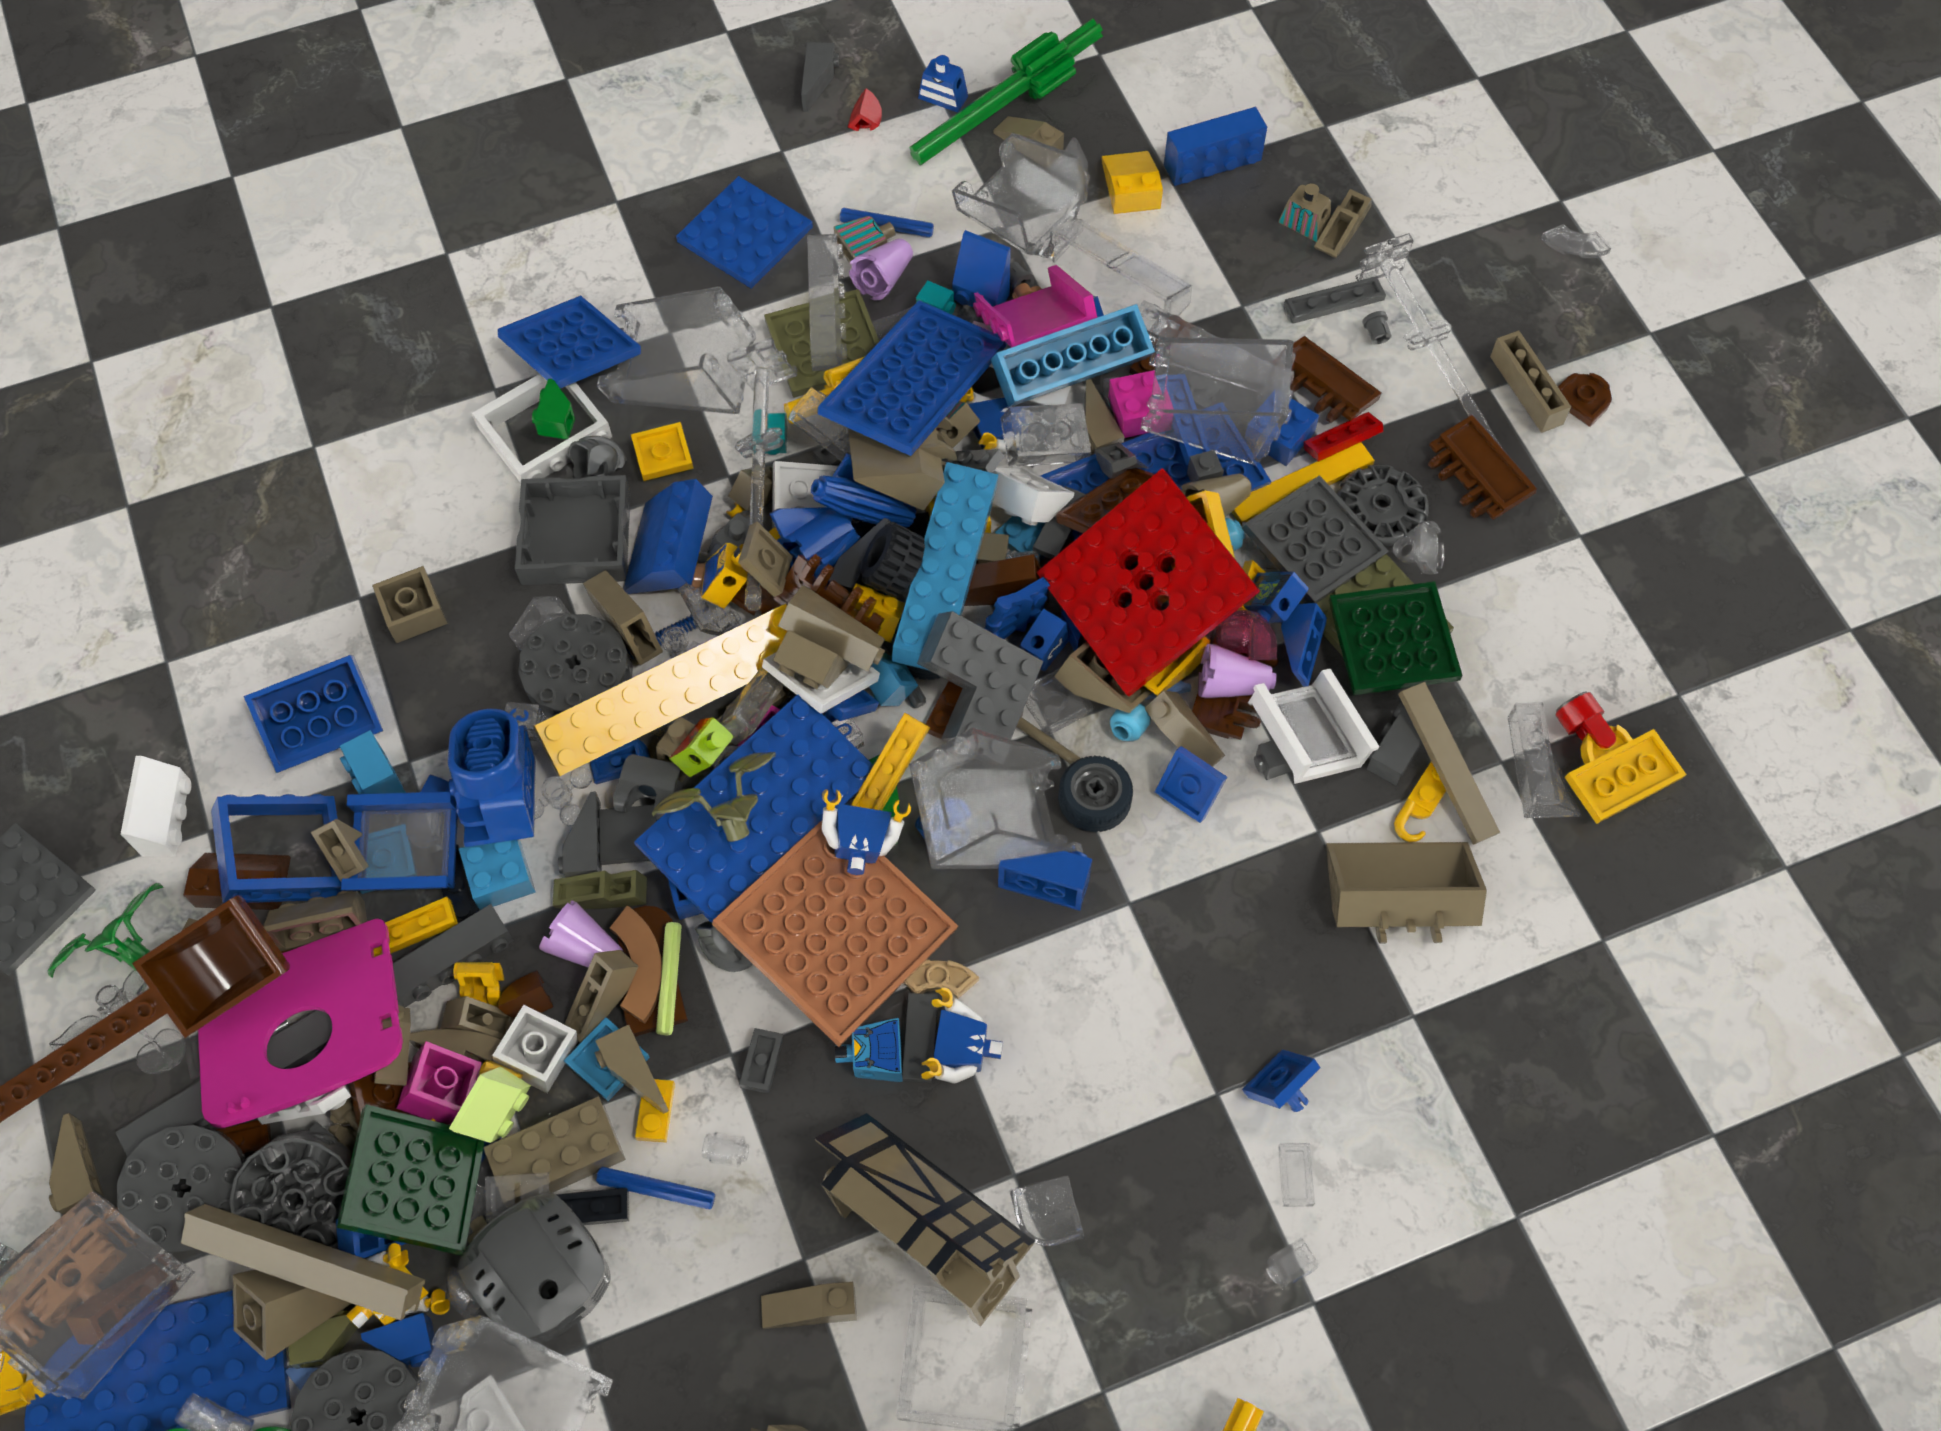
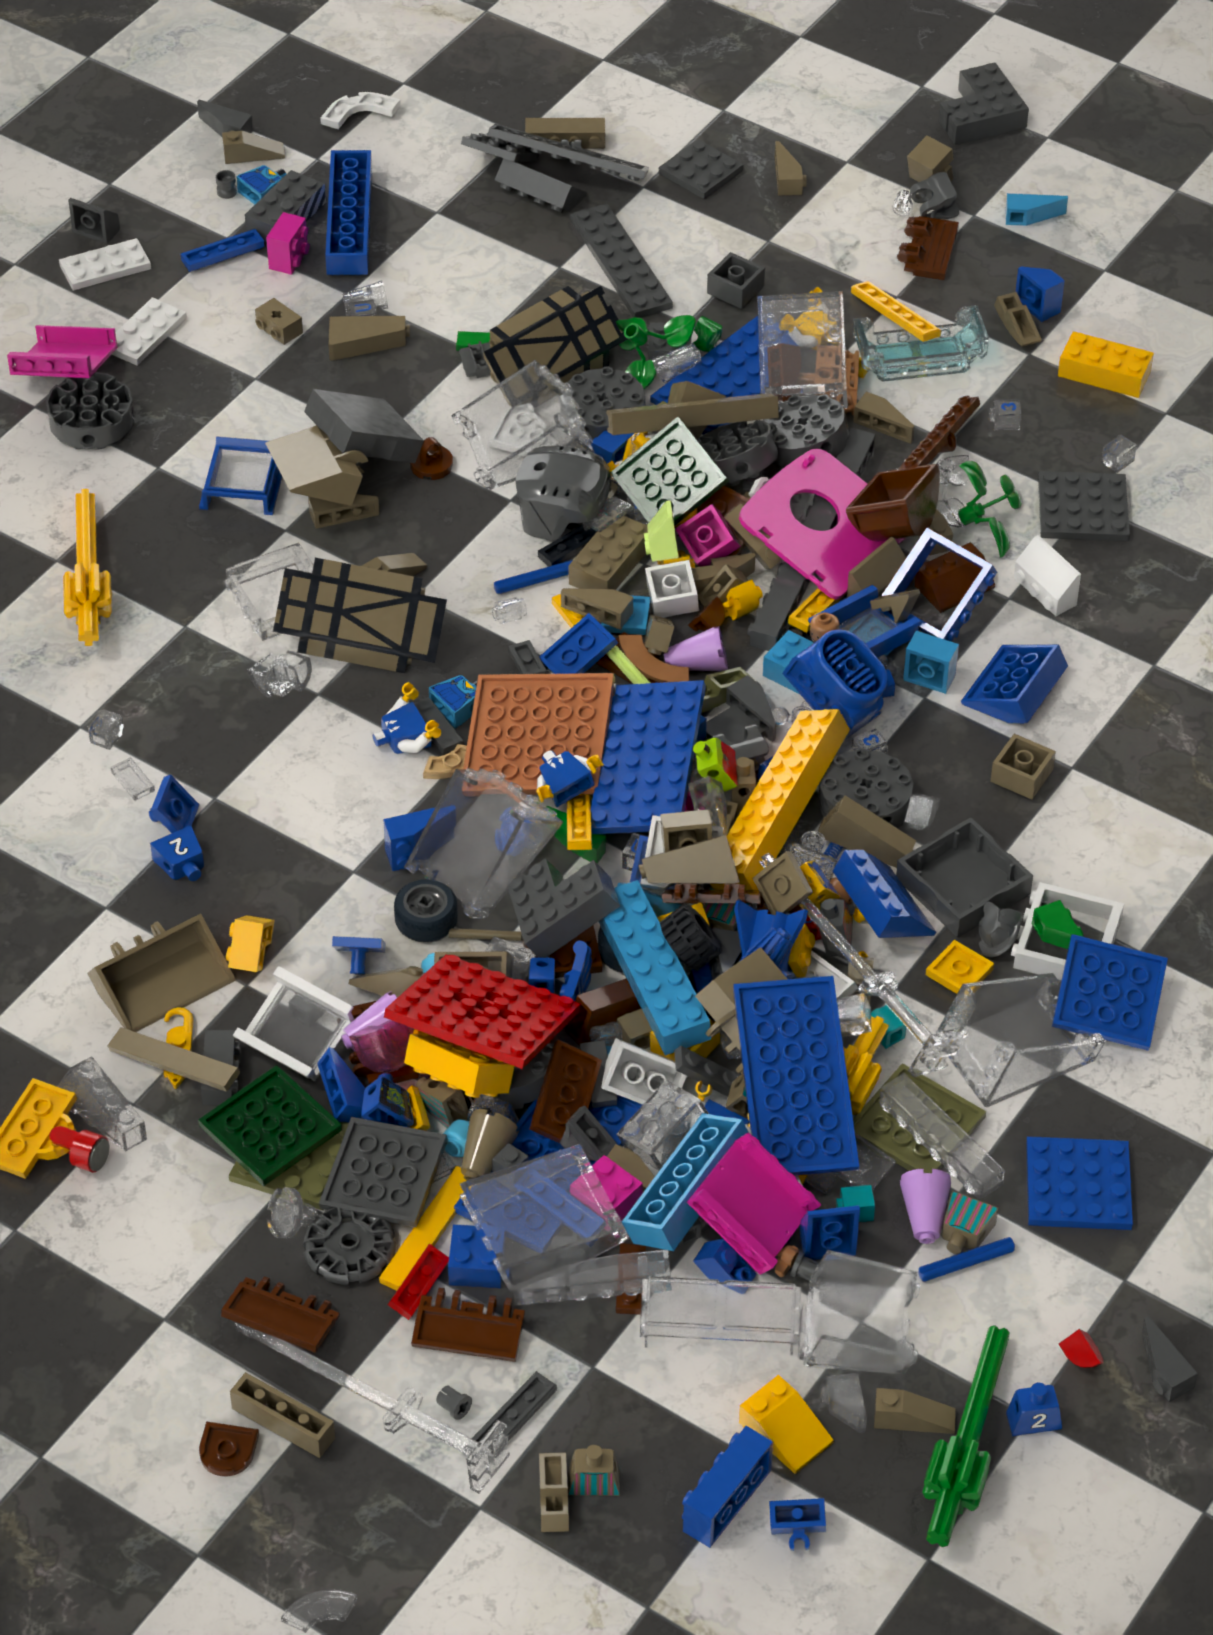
camera: 145 degrees right, 15 degrees down
(444, 858) = (822, 624): none -> medium nougat head
(703, 1025) = (579, 648): none -> blue plate
(730, 814) = (694, 706): olive plant -> none
(1176, 105) = (797, 1518): none -> blue brick
(1294, 853) = (249, 940): none -> yellow brick
(1304, 1023) = (179, 854): none -> blue torso

